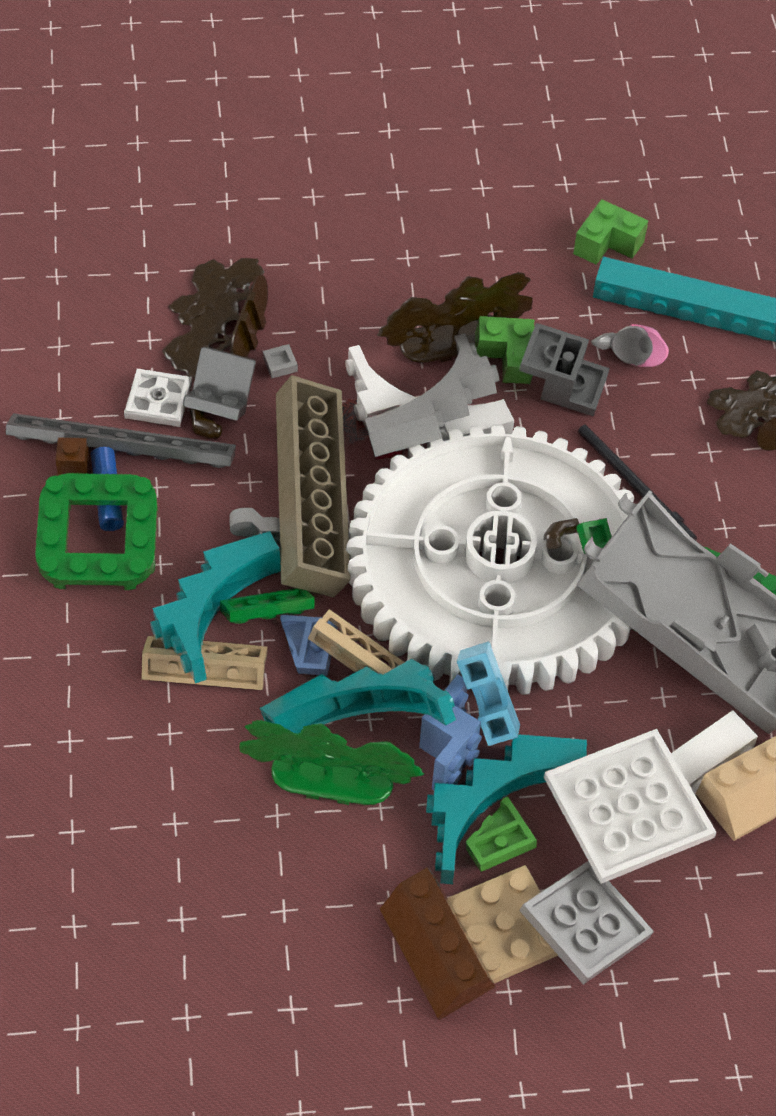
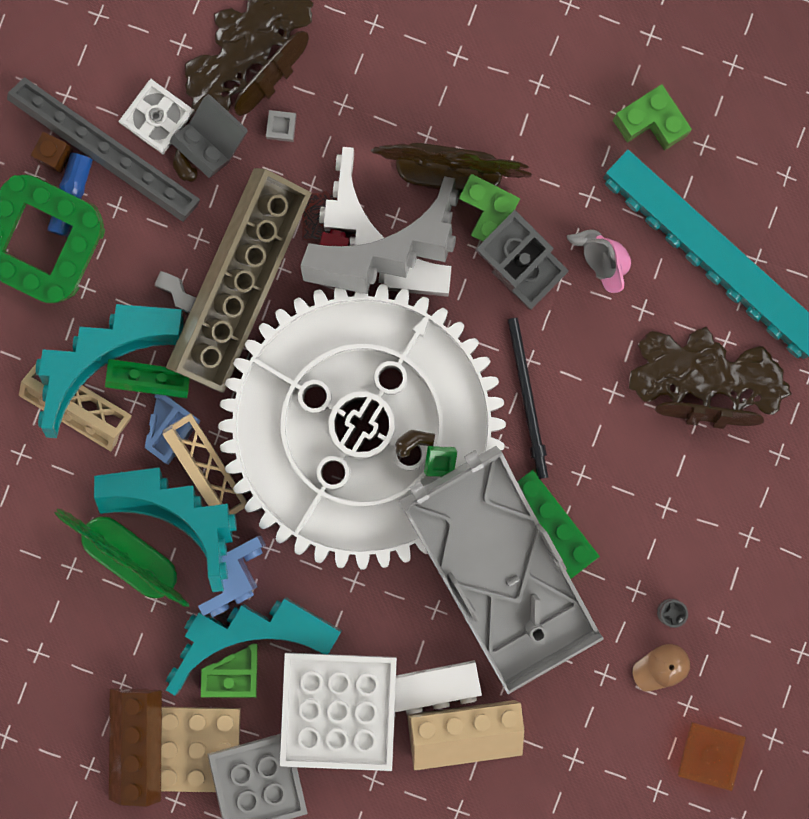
camera: 30 degrees right, 30 degrees up
(494, 704) = (275, 548): medium azure arch -> none

